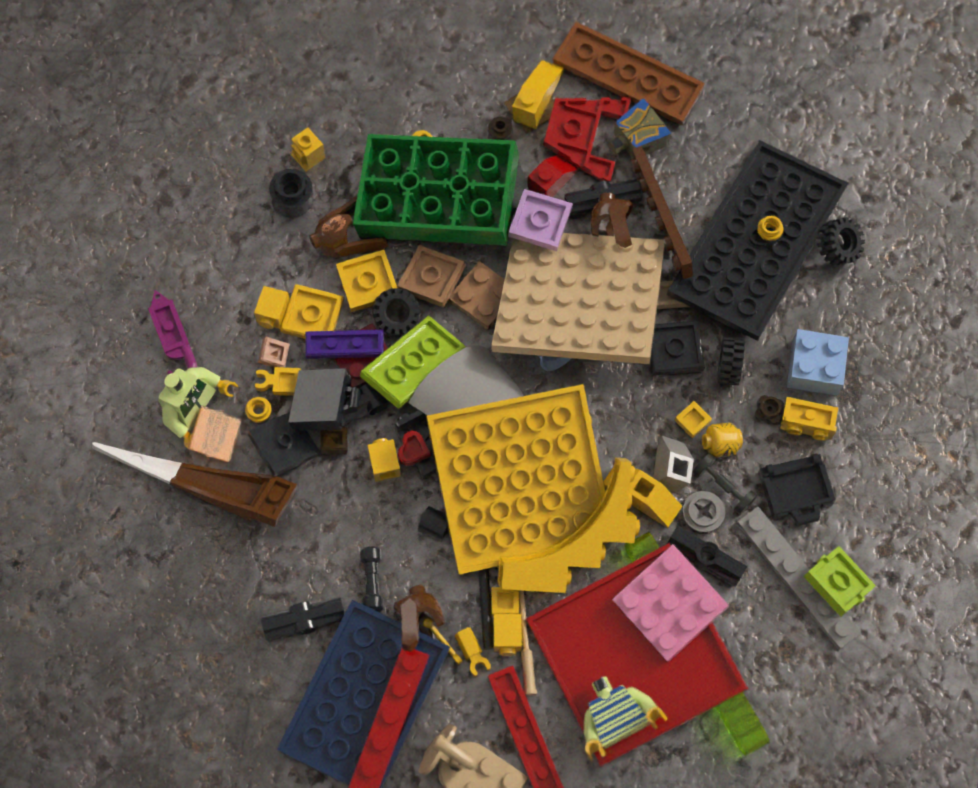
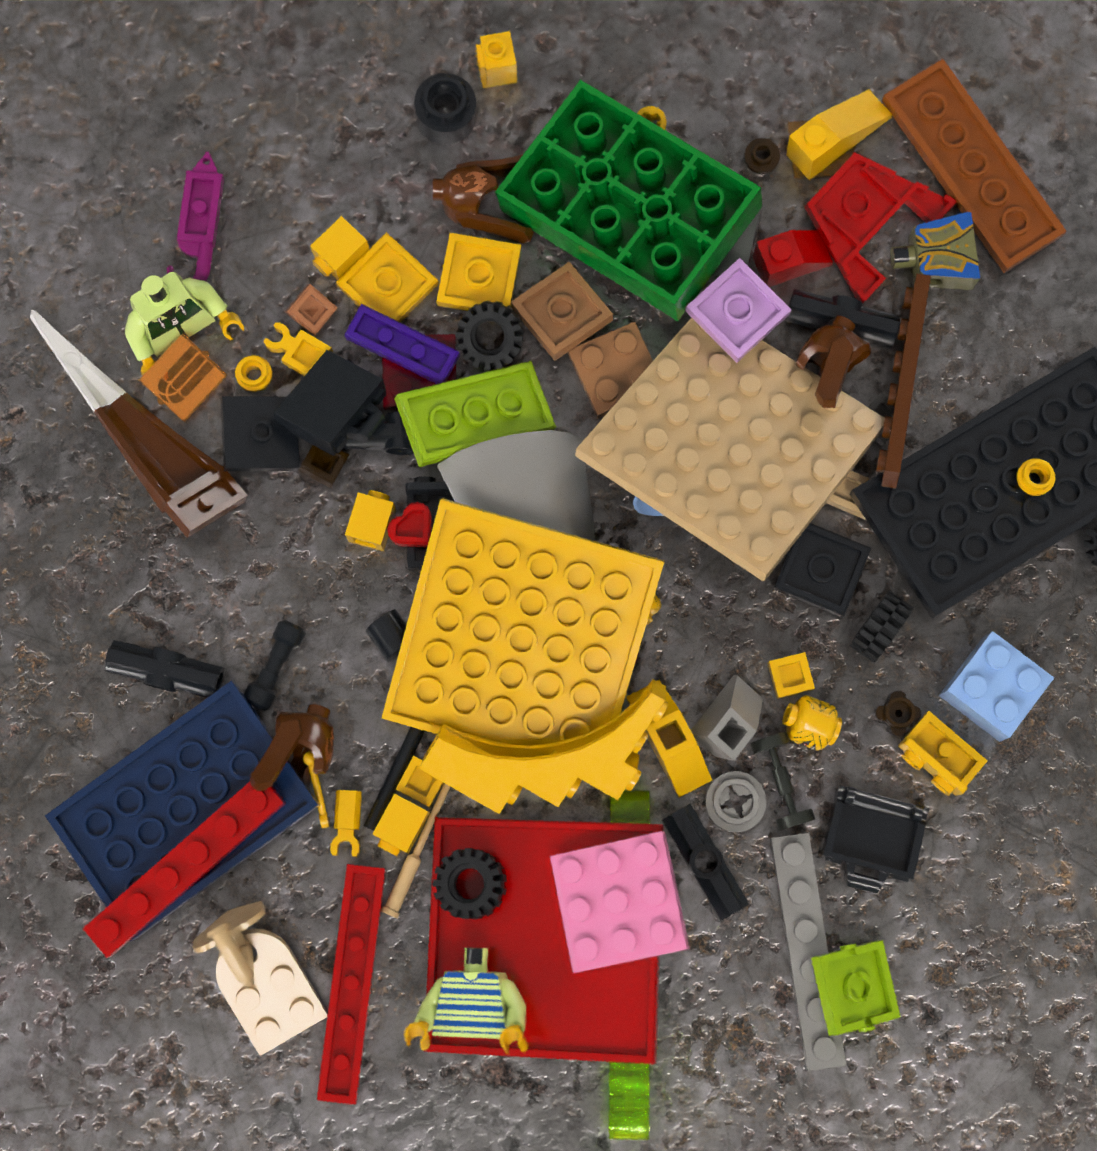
camera: 30 degrees right, 10 degrees up
(566, 628) = (447, 878): none -> black tyre

